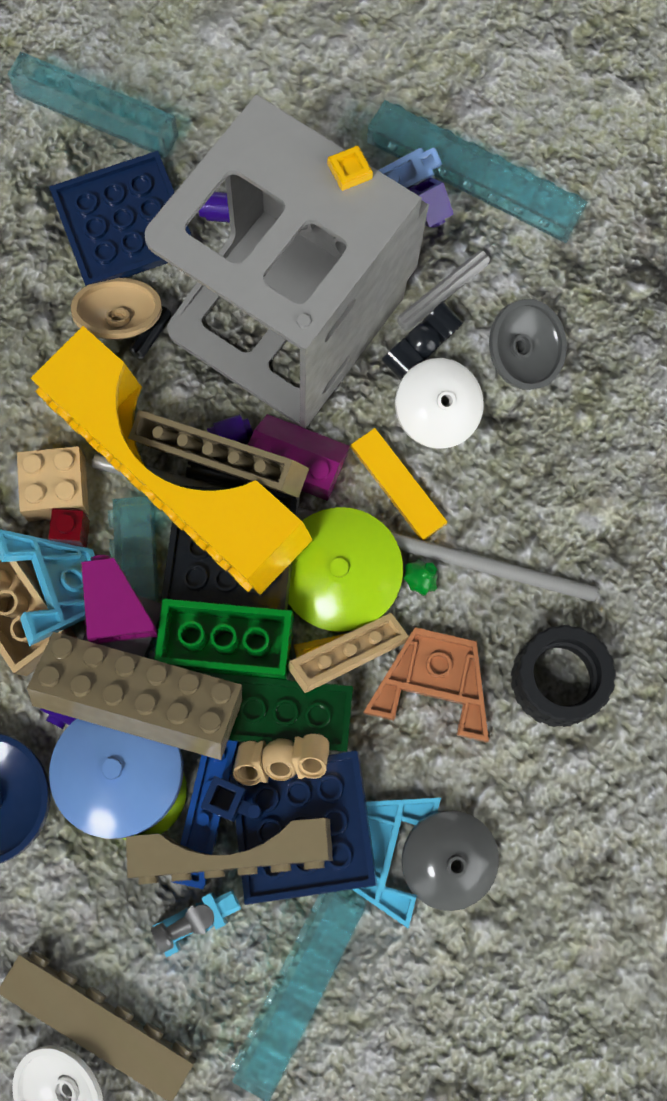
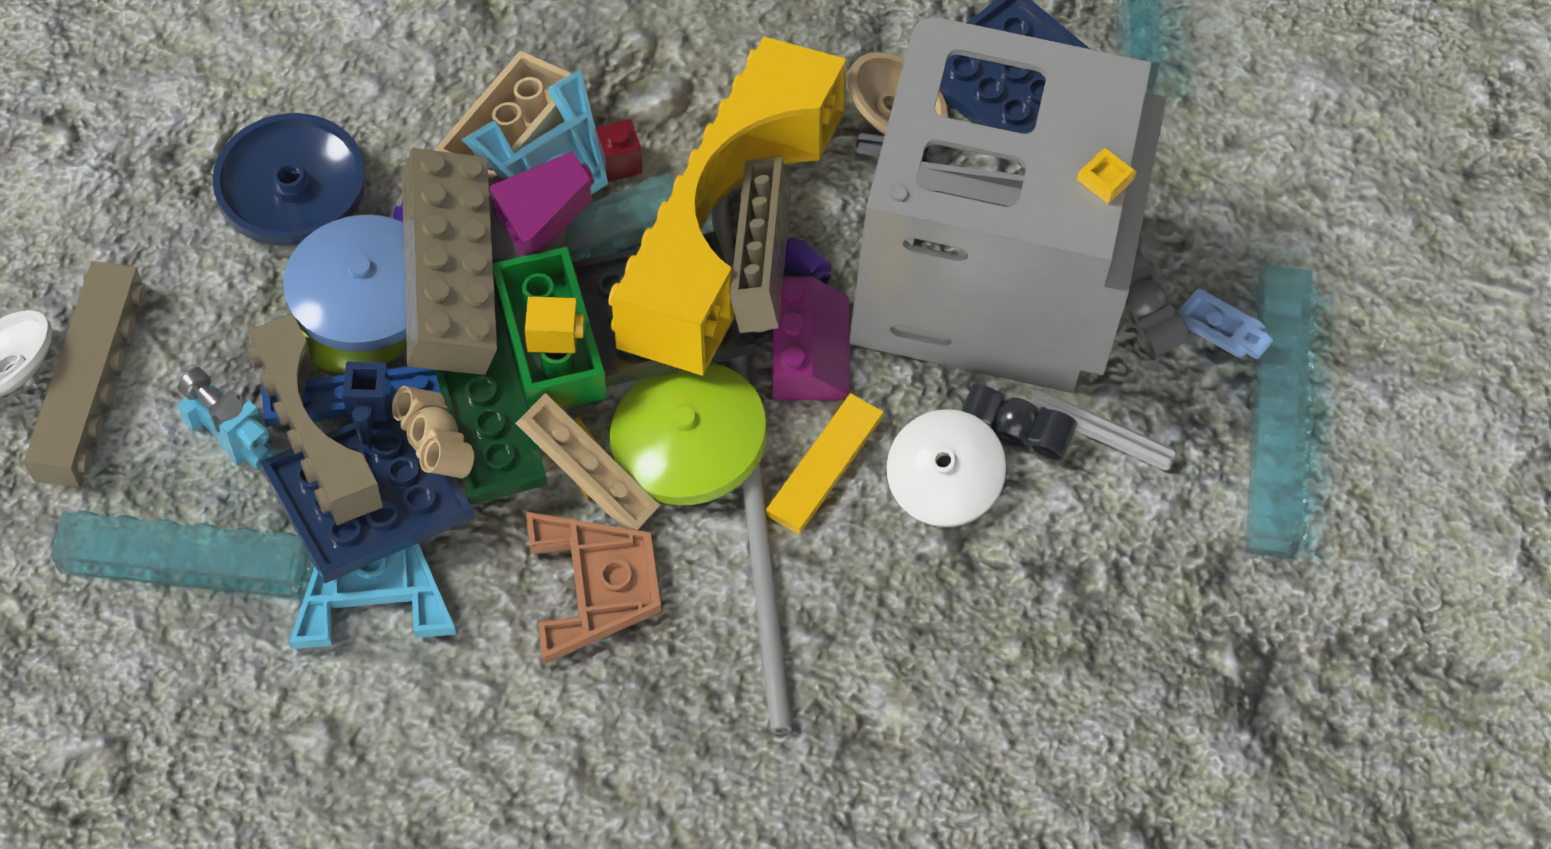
camera: 70 degrees right, 15 degrees down
(52, 481) = (665, 115): tan brick -> none
(241, 633) = (553, 325): none -> yellow brick
(421, 576) = (716, 521): green piece -> none
(433, 848) = (402, 681): dark grey dish -> none
(435, 194) = (1203, 369): brick -> none
(539, 342) = (1092, 554): dark grey dish -> none
(589, 650) = (653, 664): black tyre -> none

